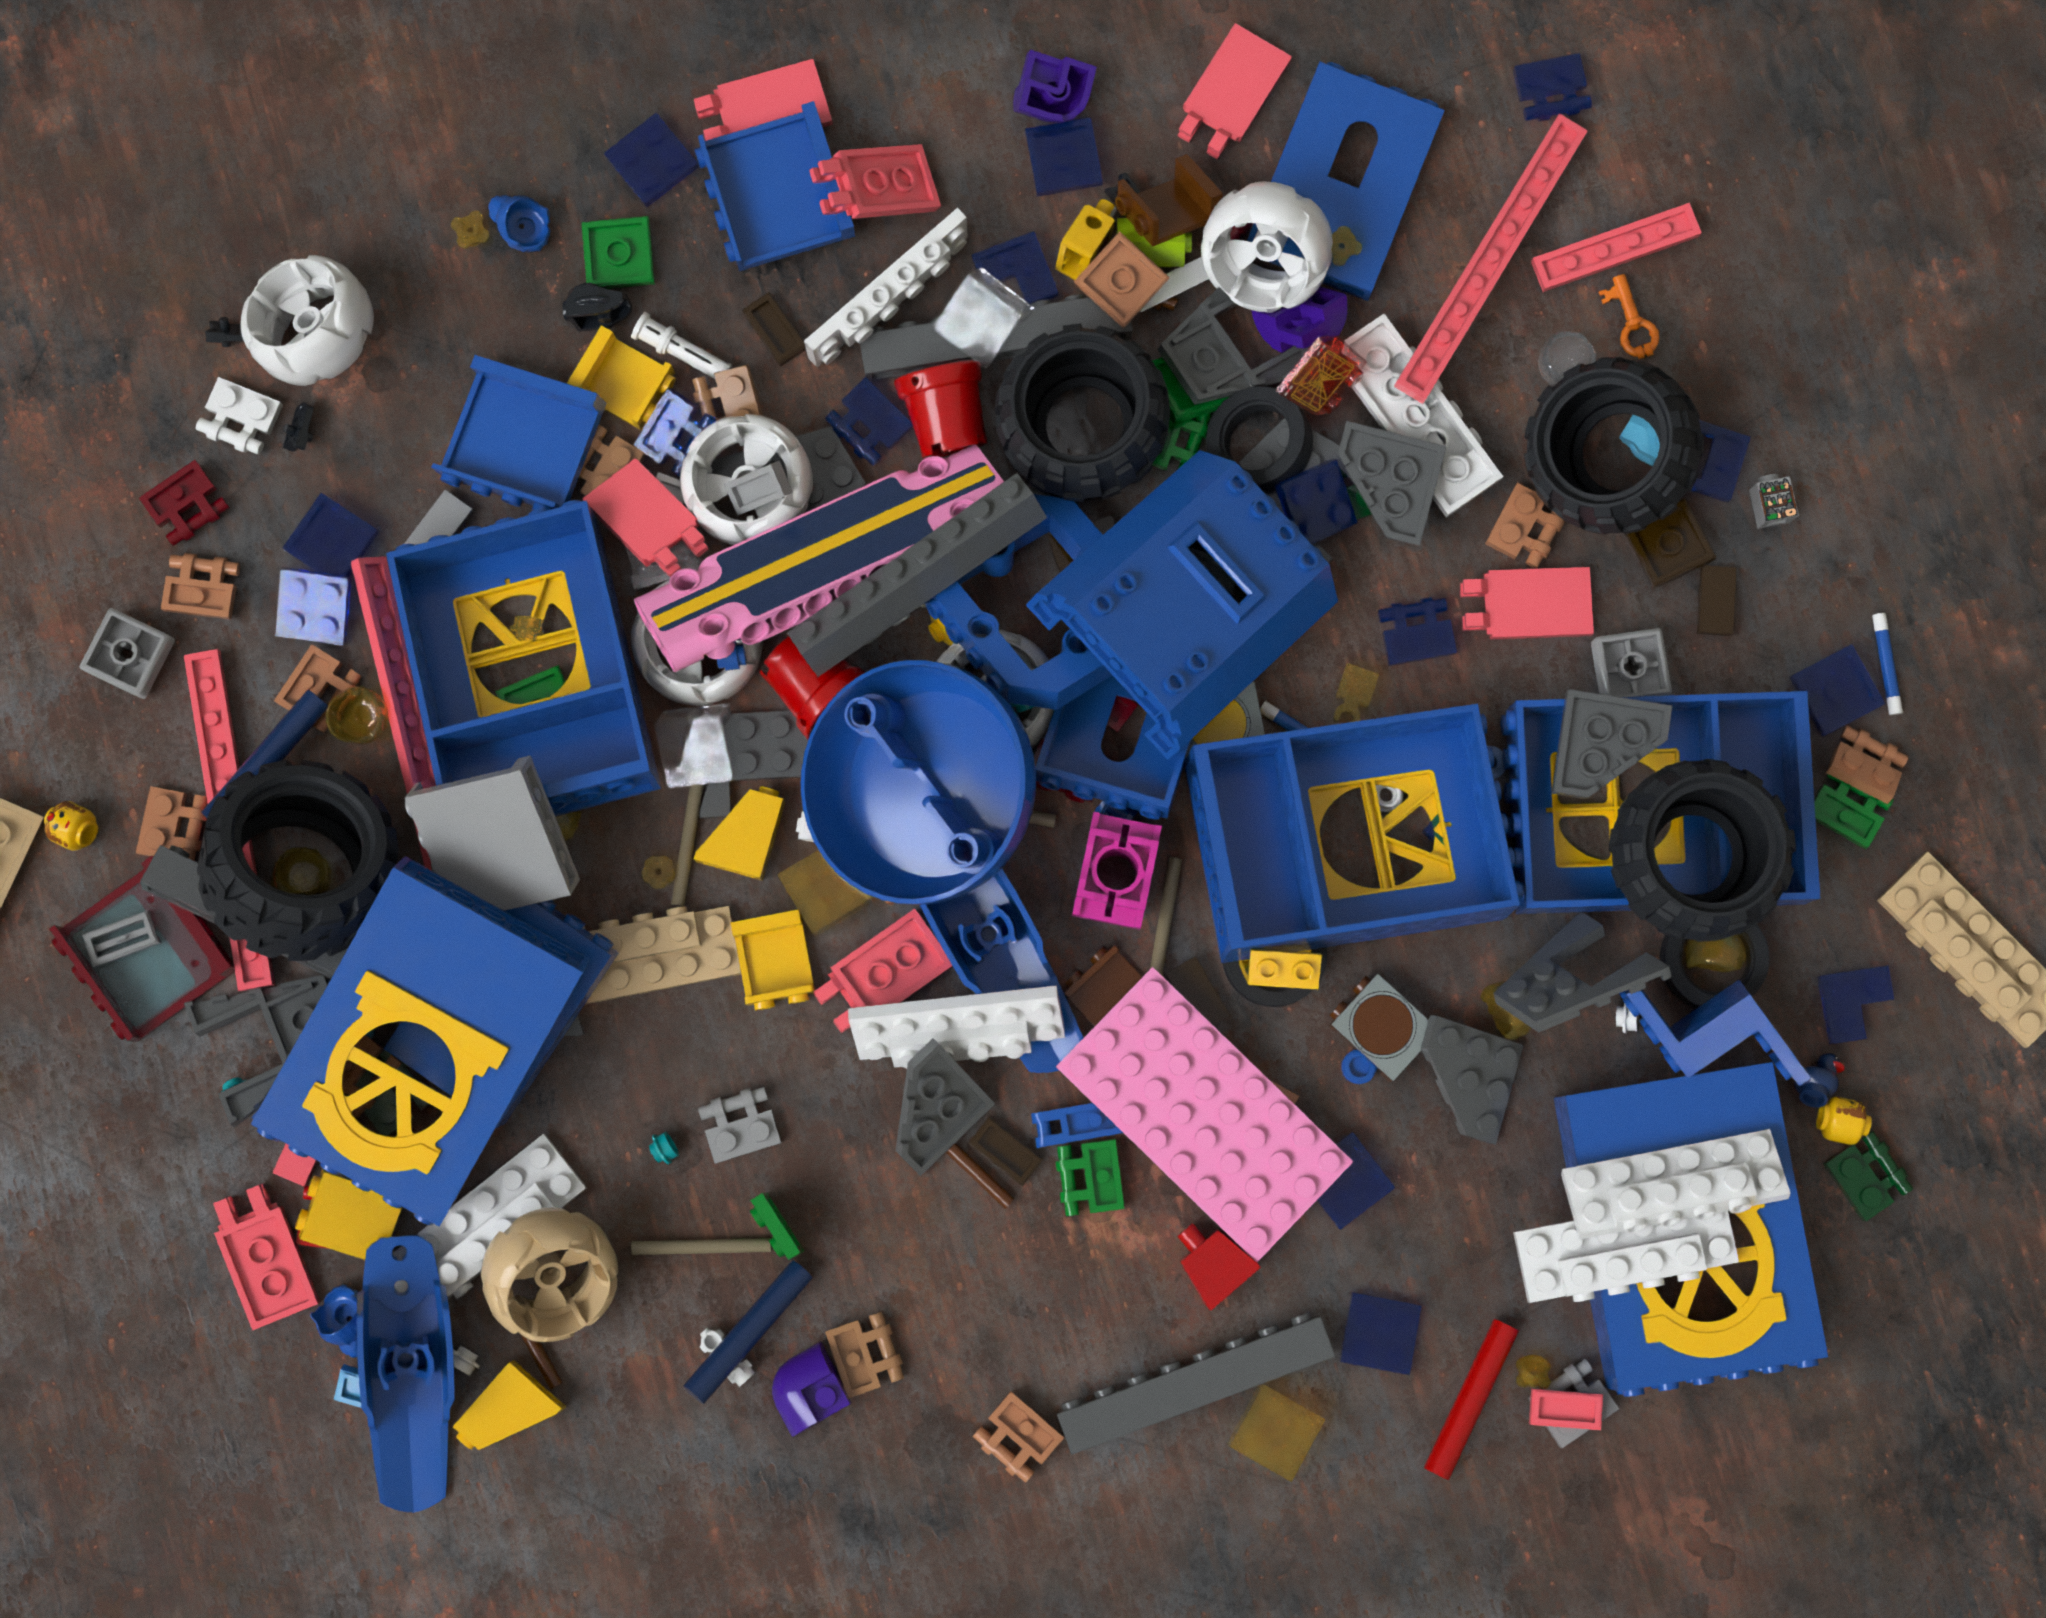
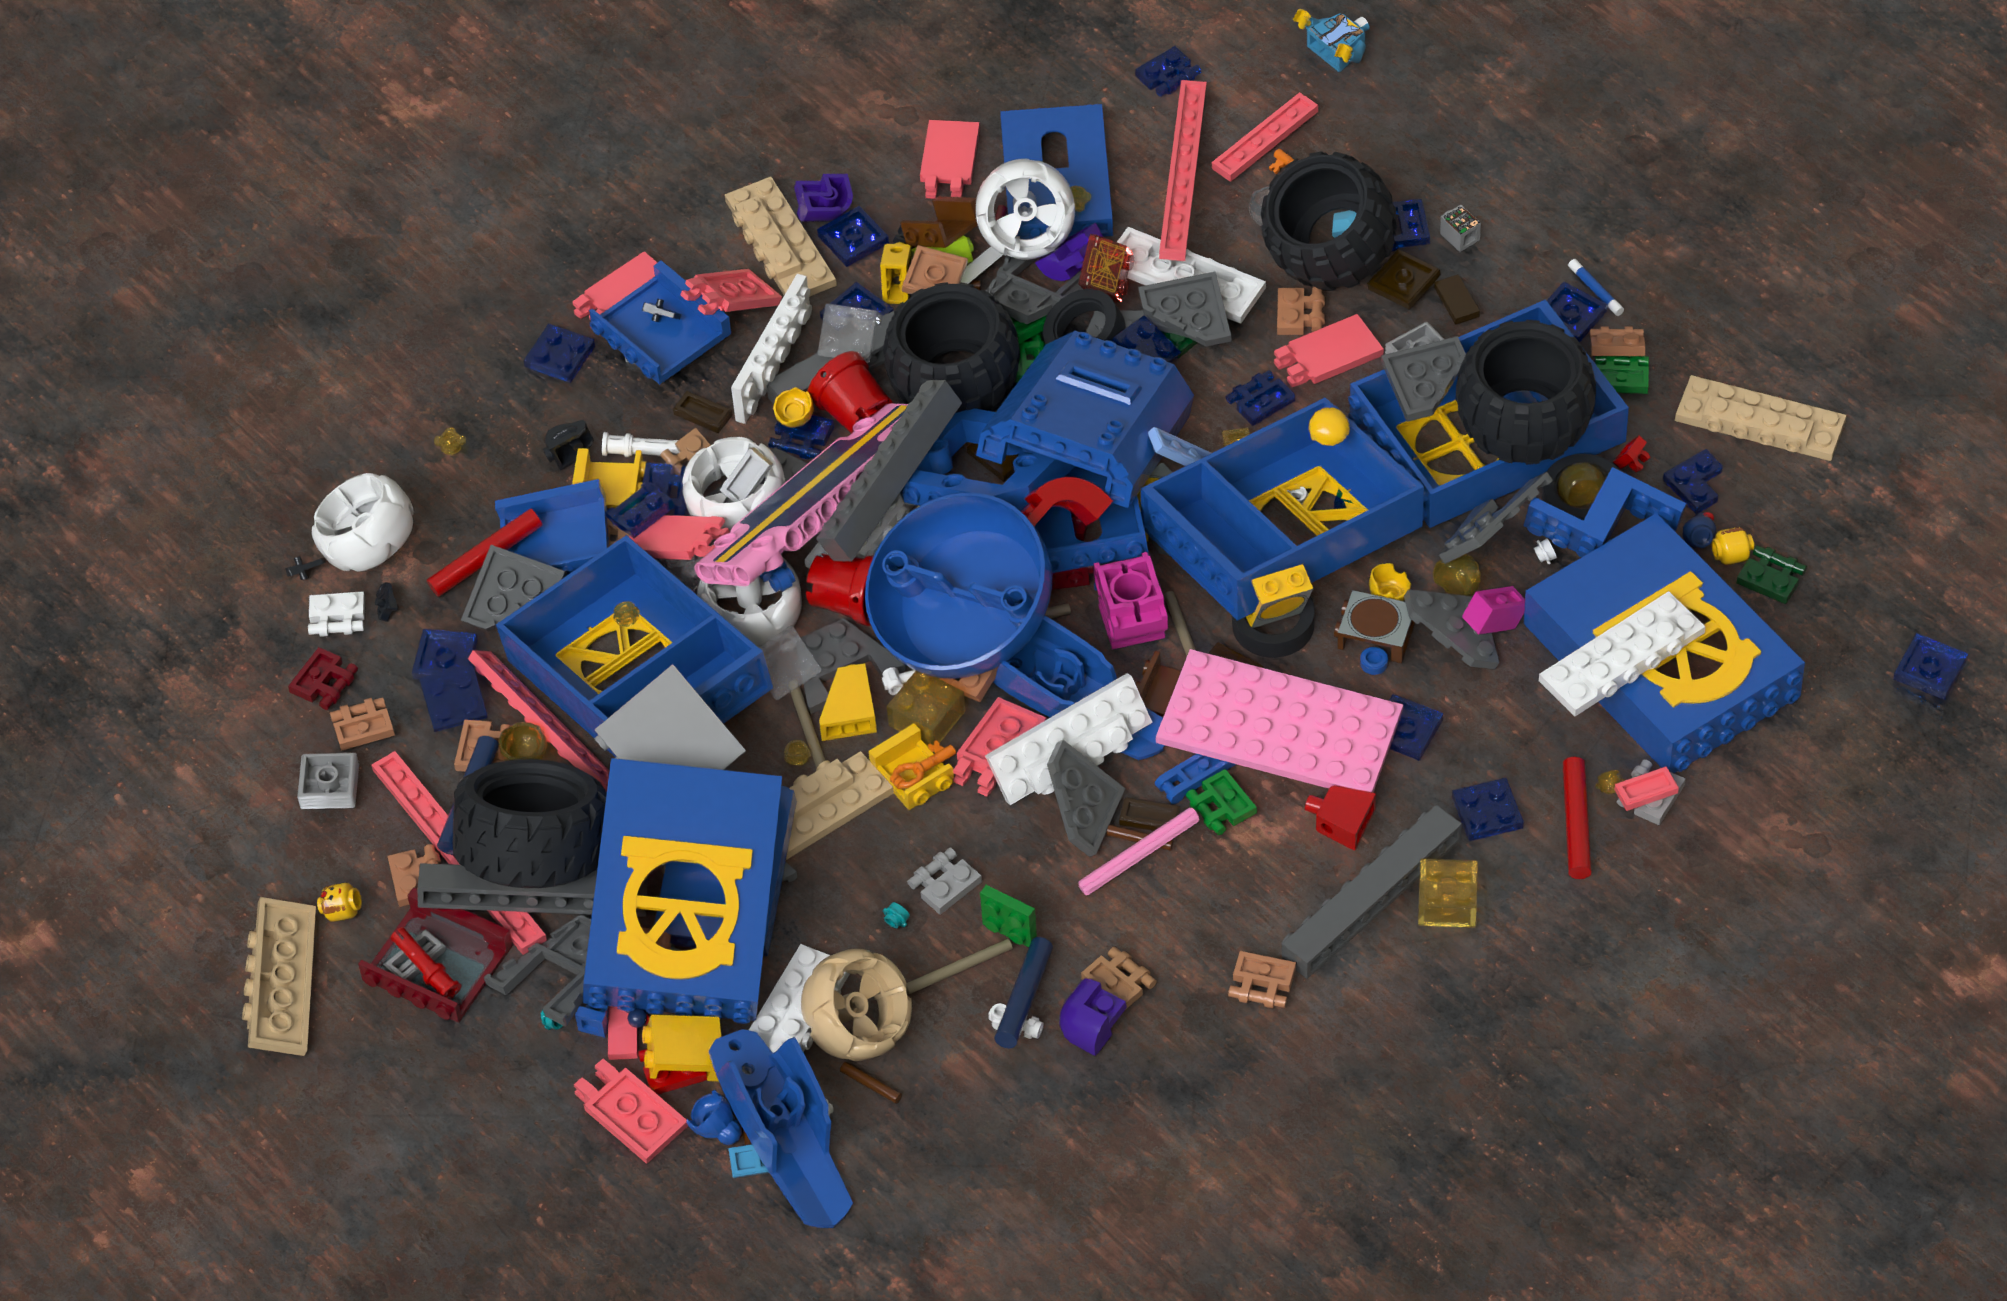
camera: 20 degrees left, 30 degrees down
(127, 979) = (433, 973): none -> red pin
(434, 419) = (474, 558): none -> red piece
(435, 492) = (505, 586): none -> dark grey plate
(506, 1407) = (870, 1122): yellow slope -> none
(516, 210) = (484, 418): blue piece -> none
(618, 252) = (565, 406): green plate -> none
(631, 463) = (636, 520): none -> clear blue plate
(780, 168) = (657, 310): none -> piece
(780, 967) = (919, 768): none -> orange piece
(869, 393) = (793, 407): none -> yellow hair
(966, 1201) = (1138, 851): none -> bright pink axle
(977, 116) = (778, 236): none -> tan plate
(1090, 715) = (1072, 493): none -> red arch
(1282, 699) = (1175, 448): none -> light blue tile
(1426, 979) = (1388, 583): none -> yellow hair
(1456, 758) = (1329, 426): none -> yellow hair
(1524, 1084) = (1495, 610): none -> dark pink panel
(1675, 1184) = (1631, 599): white plate -> none
(1775, 141) = (1334, 38): none -> torso
(1798, 929) = (1631, 453): none -> red tile
(1976, 1397) = (1930, 666): none -> clear blue plate

